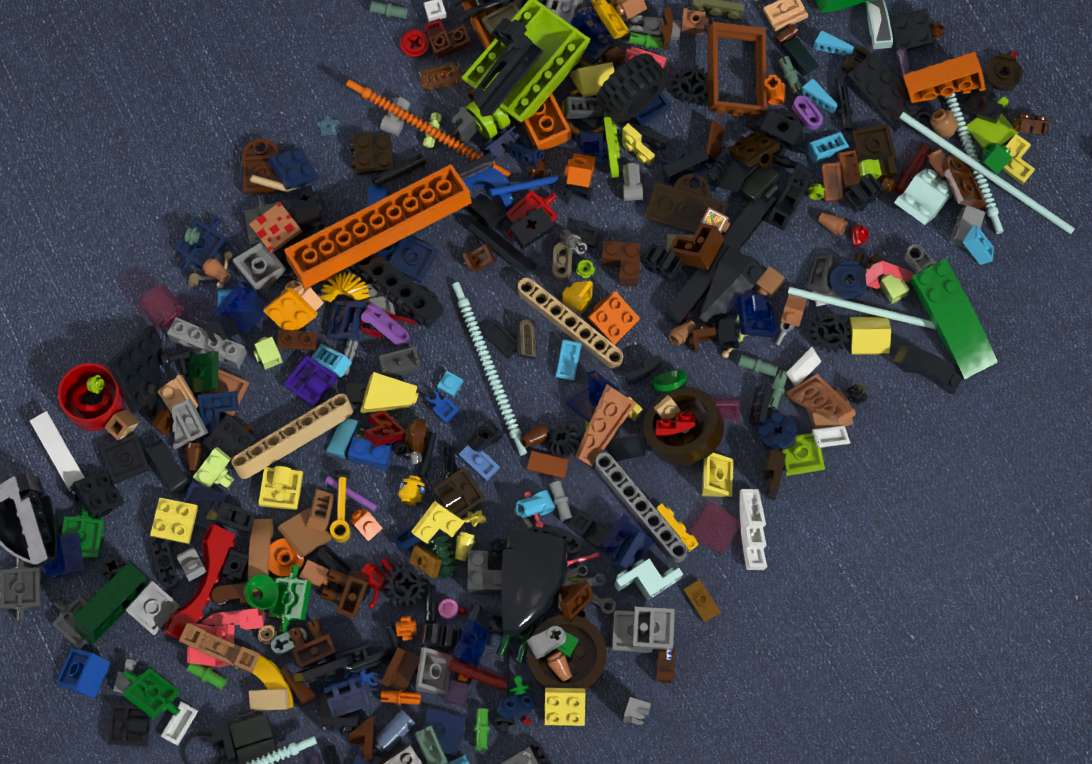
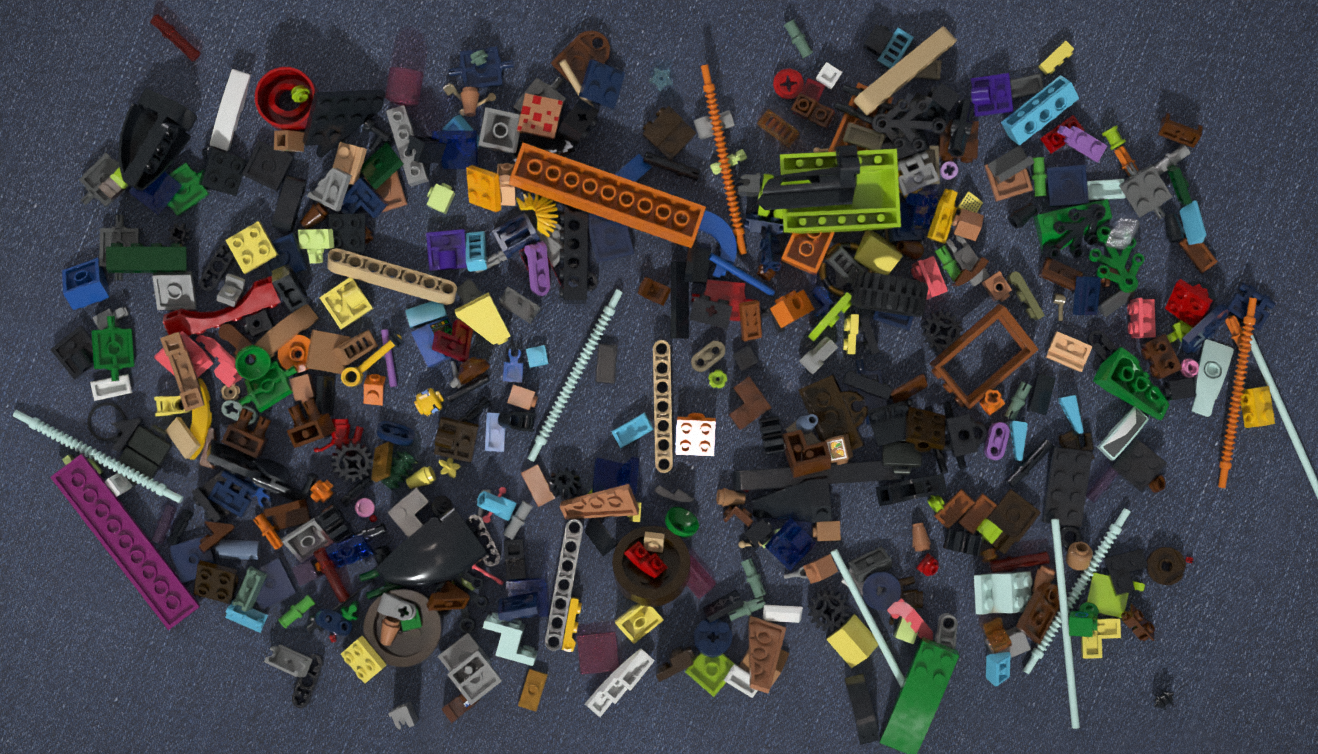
camera: 45 degrees right, 15 degrees up
(30, 579) = (113, 185): none -> leg
(163, 422) = (318, 169): reddish brown tile -> none
(207, 675) = (163, 378): bright green pin -> none
(236, 688) = (168, 405): none -> light yellow piece
(297, 340) = (468, 212): reddish brown hinge -> none
(404, 448) = (452, 365): black hinge -> none
(436, 518) = (420, 443): light yellow plate -> none
(471, 418) = (522, 397): none -> nougat brick
(475, 167) = (720, 225): black tile -> none
(525, 338) = (621, 383): tile -> none
(535, 436) = (550, 457): reddish brown cone -> none
(562, 208) = (750, 320): none -> dark orange plate
(573, 241) = (729, 353): light grey pin -> none
(578, 296) = (687, 393): yellow slope -> none
(675, 228) = (806, 423): none -> sand blue cone
(787, 34) = (1050, 368): reddish brown pin -> none
(816, 152) = (967, 473): medium azure slope -> none
(857, 394) = (795, 672): black wheel -> none
(945, 78) = (1115, 528): orange wedge -> none
(952, 225) = (996, 634): none -> clear orange slope

